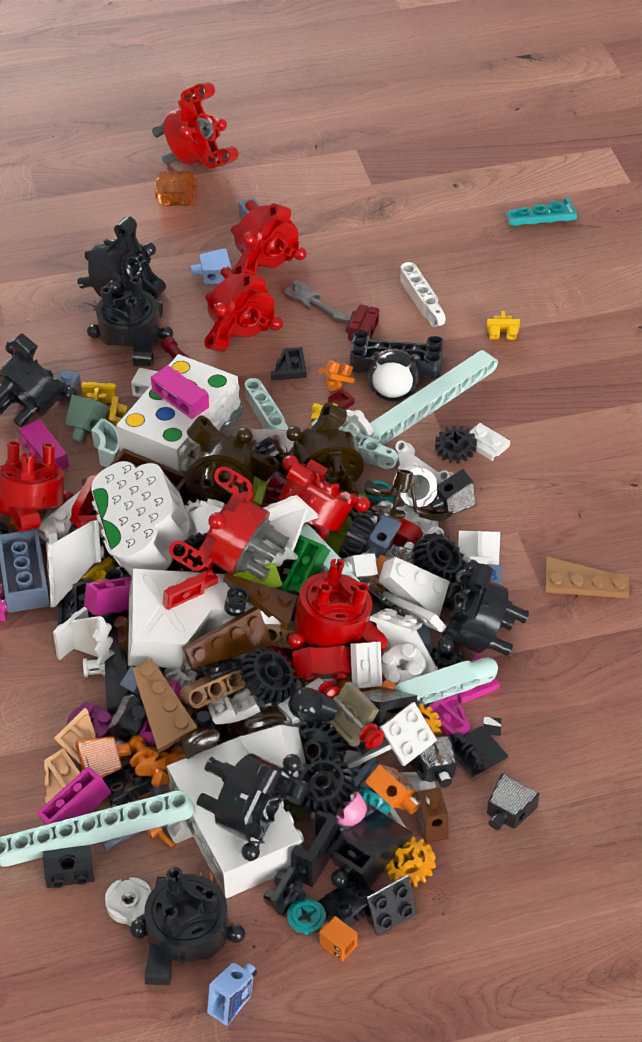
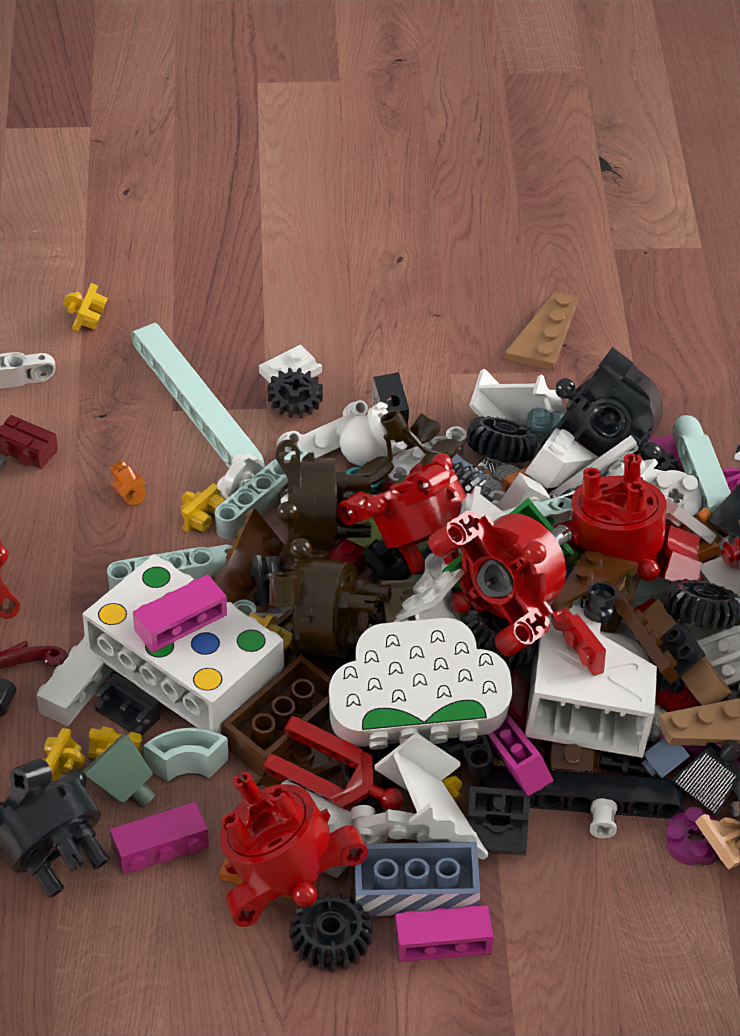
camera: 80 degrees left, 0 degrees up
(85, 635) = (558, 823): white piece -> none
(290, 365) = (77, 533): black wing -> none
(342, 399) = (165, 494): dark red tile -> none
(394, 369) = (130, 407): black beam -> none

